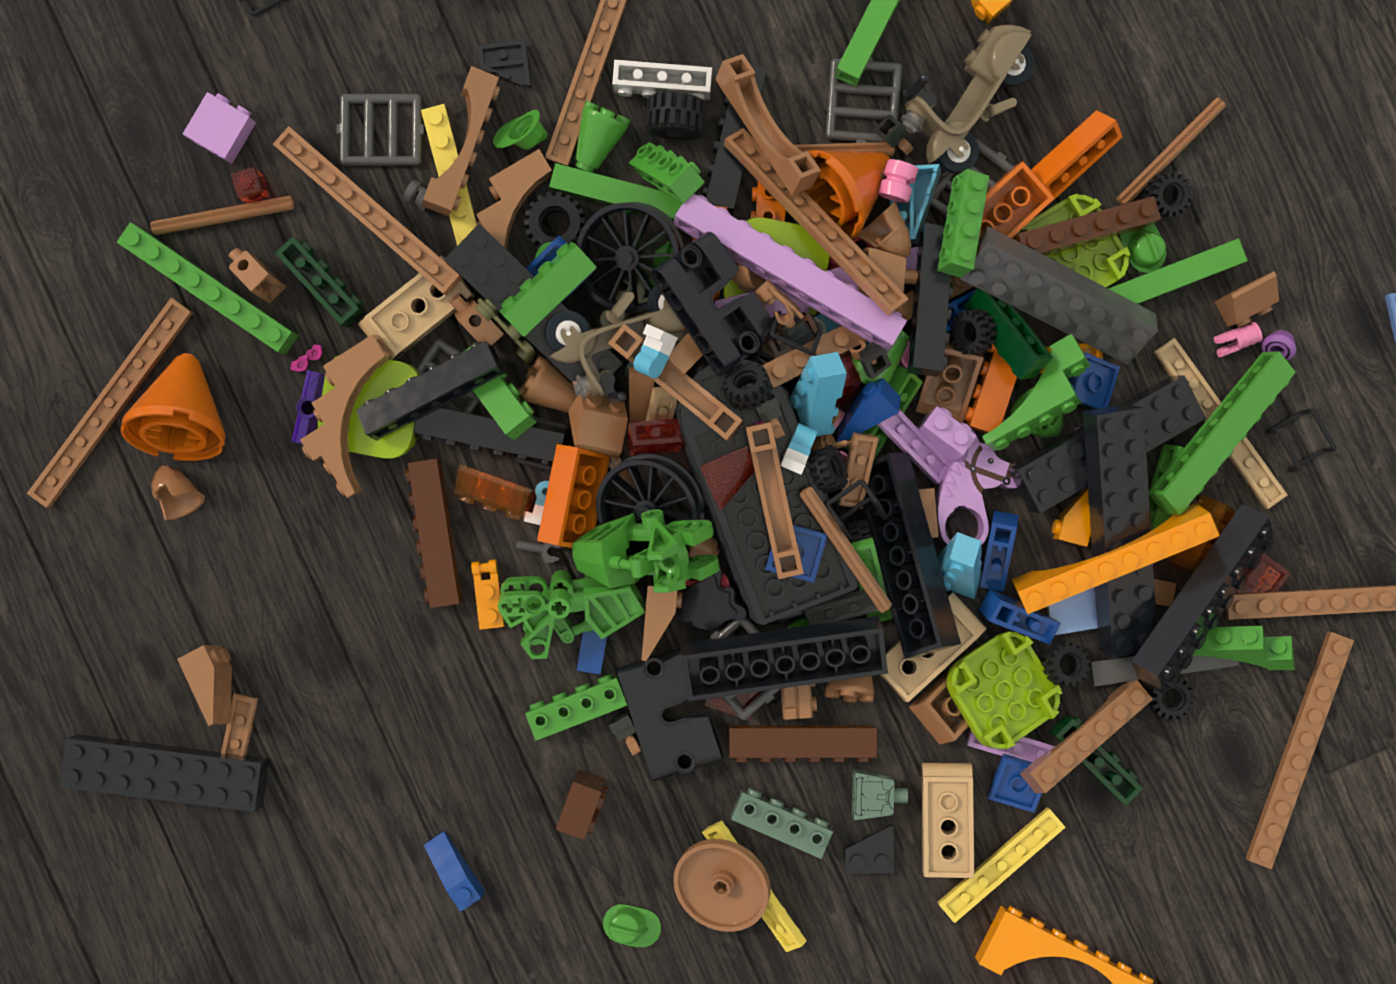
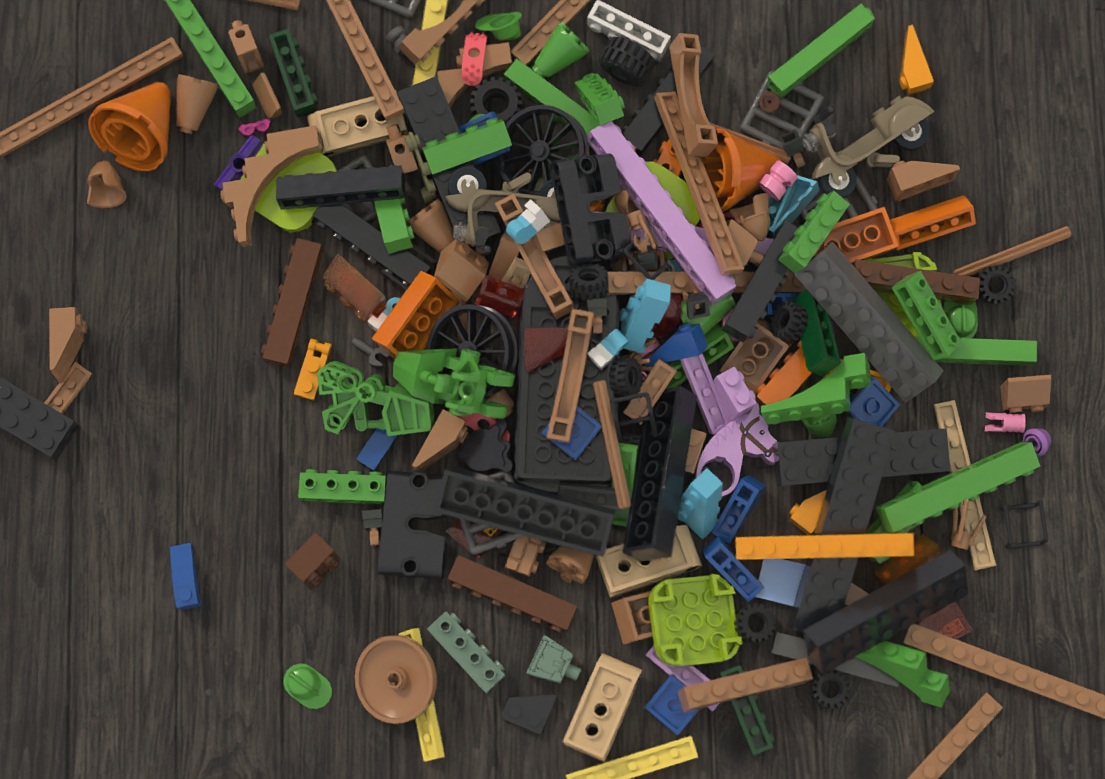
camera: 25 degrees right, 10 degrees down
(227, 360) = (193, 102): none -> medium nougat cone
(305, 319) = (267, 97): none -> medium nougat slope
(511, 193) = (473, 66): none -> coral piece
(847, 95) = (769, 101): none -> reddish brown tile
(1031, 118) = (917, 177): none -> medium nougat slope
(1119, 263) = (927, 315): none -> bright green brick
(1242, 483) = (959, 537): none -> medium nougat plant

